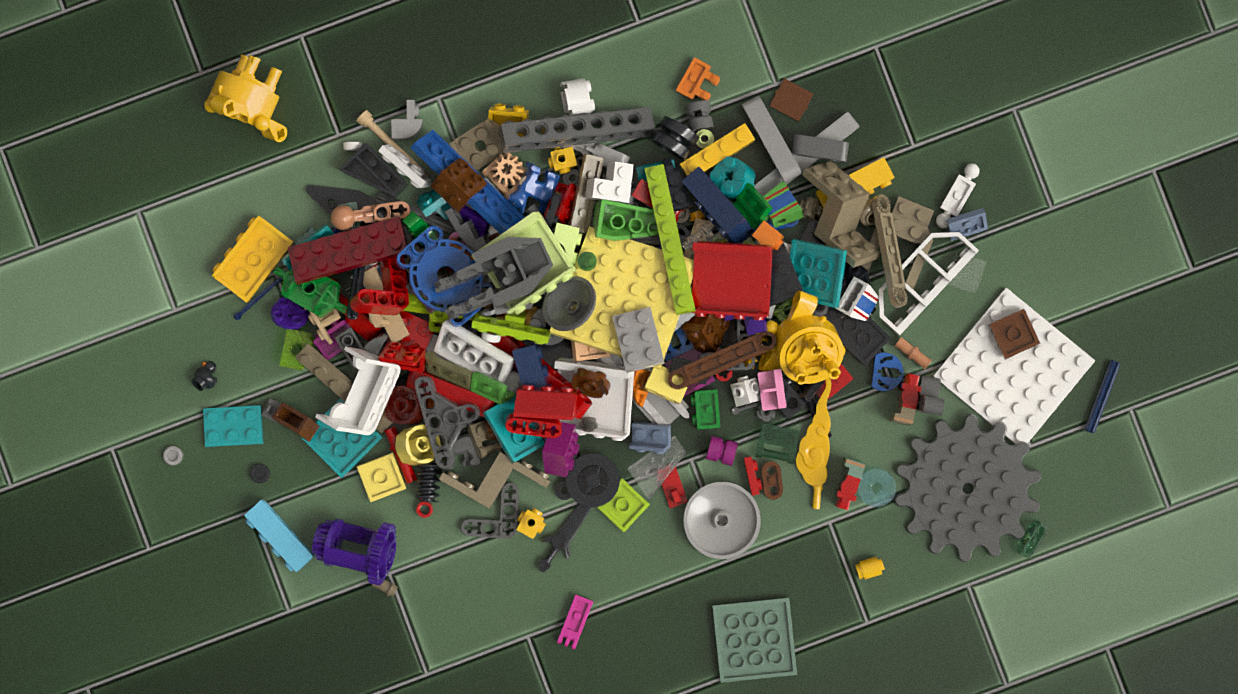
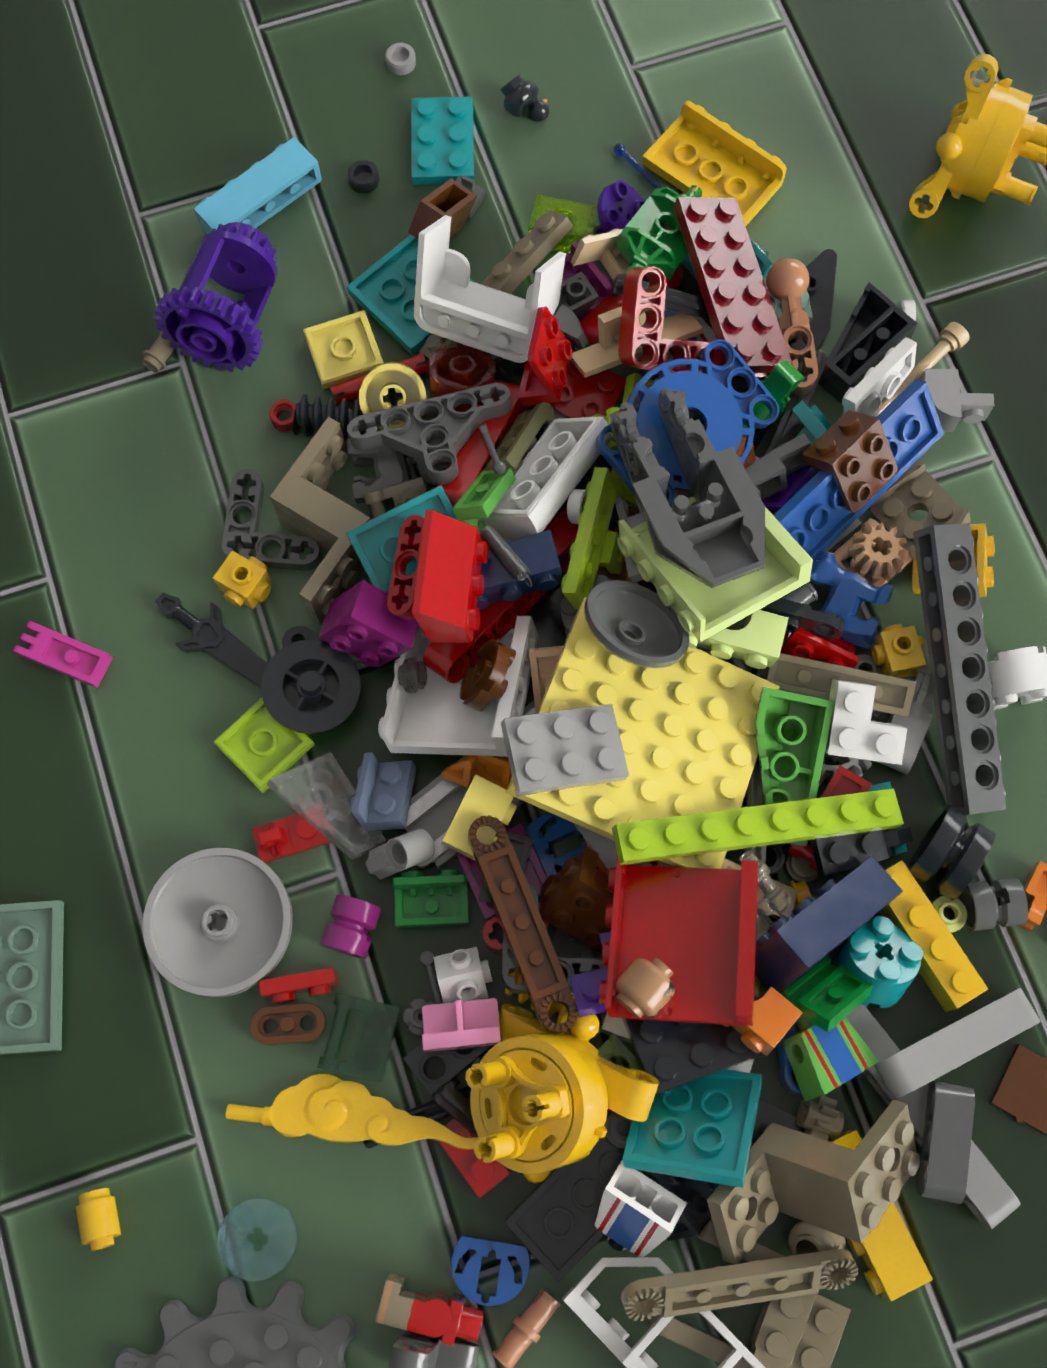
camera: 90 degrees right, 15 degrees down
(473, 380) = (499, 467): none -> dark grey hinge
(526, 375) = (505, 553): none -> dark grey piece
(587, 261) = (716, 670): clear green plate -> none
(684, 426) = (400, 853): none -> light grey piece
(756, 297) = (645, 987): none -> medium nougat head
(849, 484) = (268, 1180): red hips -> none

